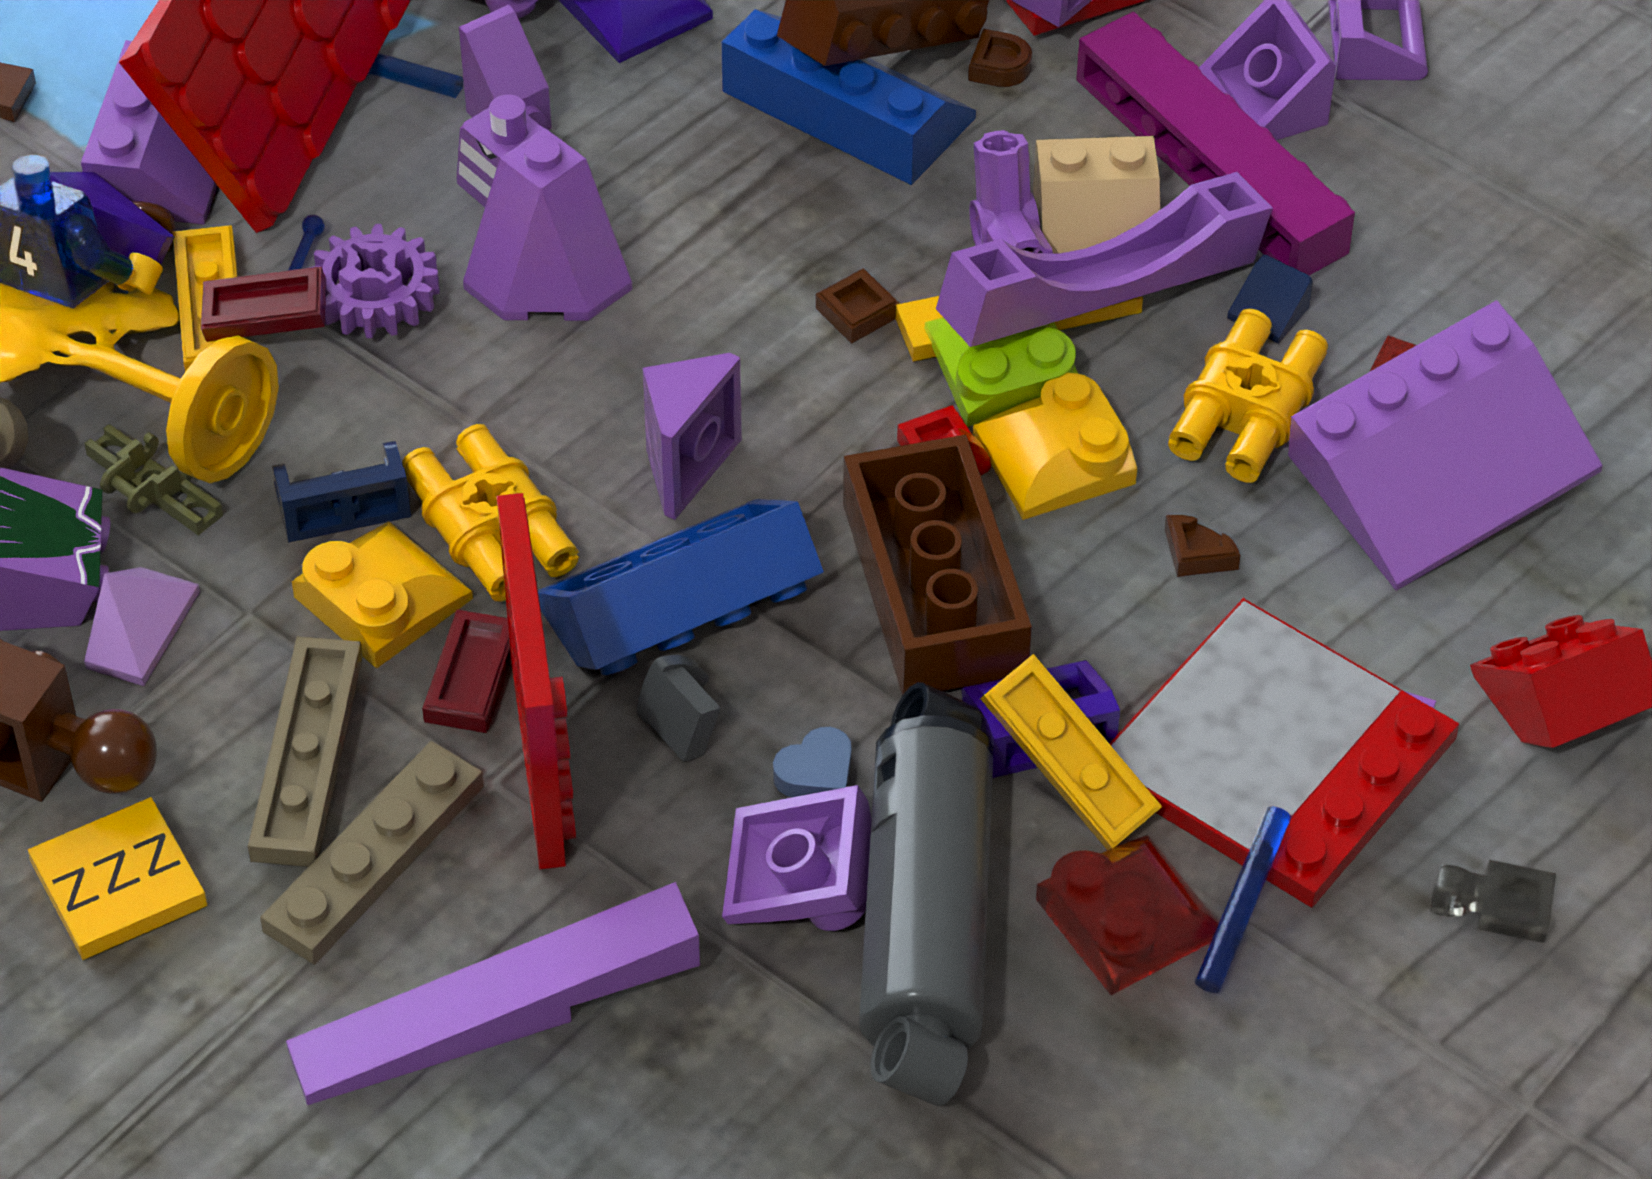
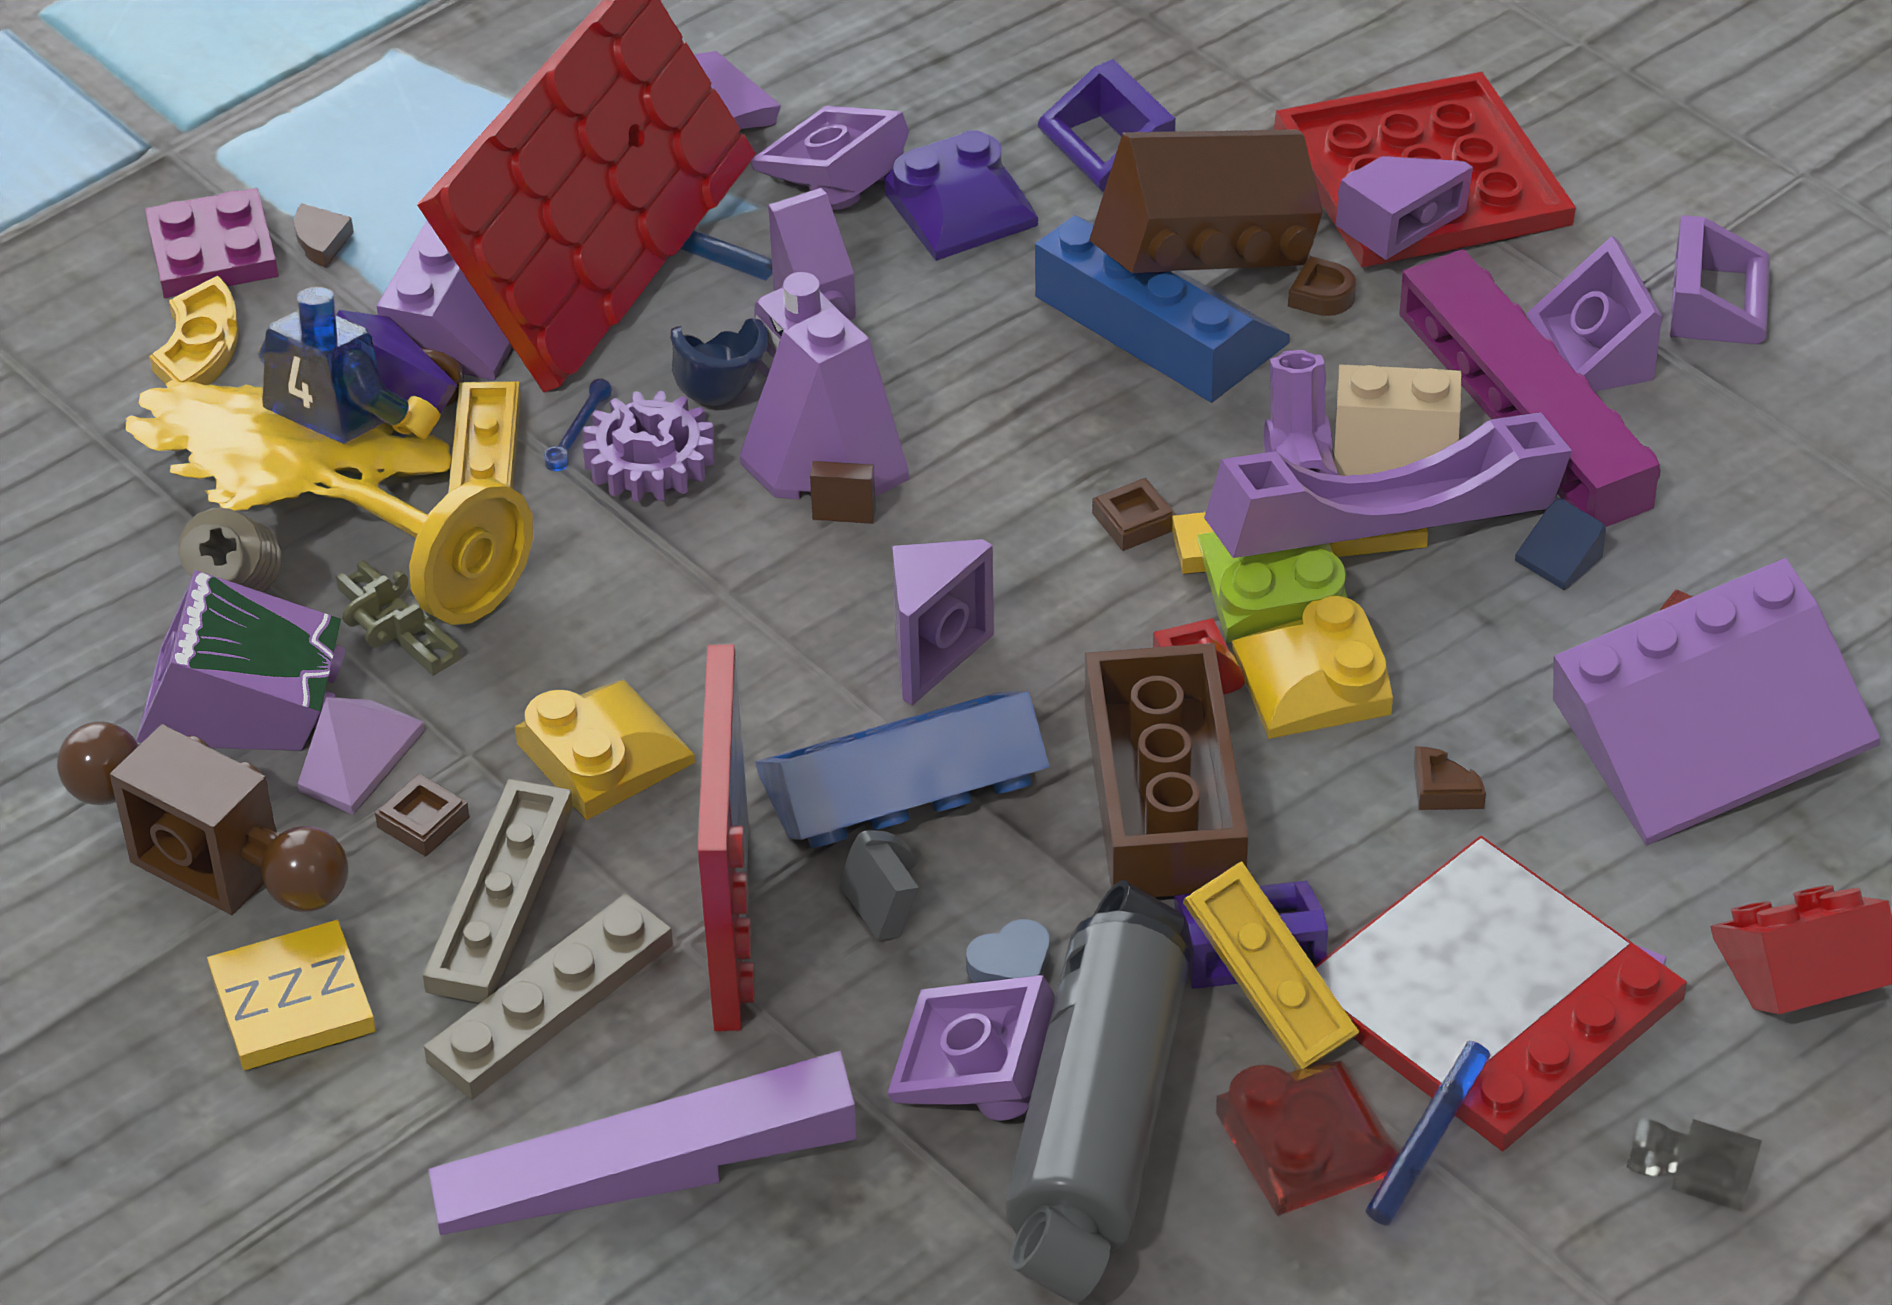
camera: 10 degrees right, 5 degrees down
(214, 680) = (422, 814): none -> reddish brown tile
(263, 304) = (536, 456): dark red tile -> none
(343, 498) = (580, 653): dark blue hinge -> none
(431, 191) = (720, 368): none -> dark blue hair
(468, 513) = (761, 681): yellow pin -> none
(469, 673) = (668, 841): dark red tile -> none
(573, 310) = (843, 492): none -> reddish brown tile
(1248, 395) = (1519, 635): yellow pin -> none

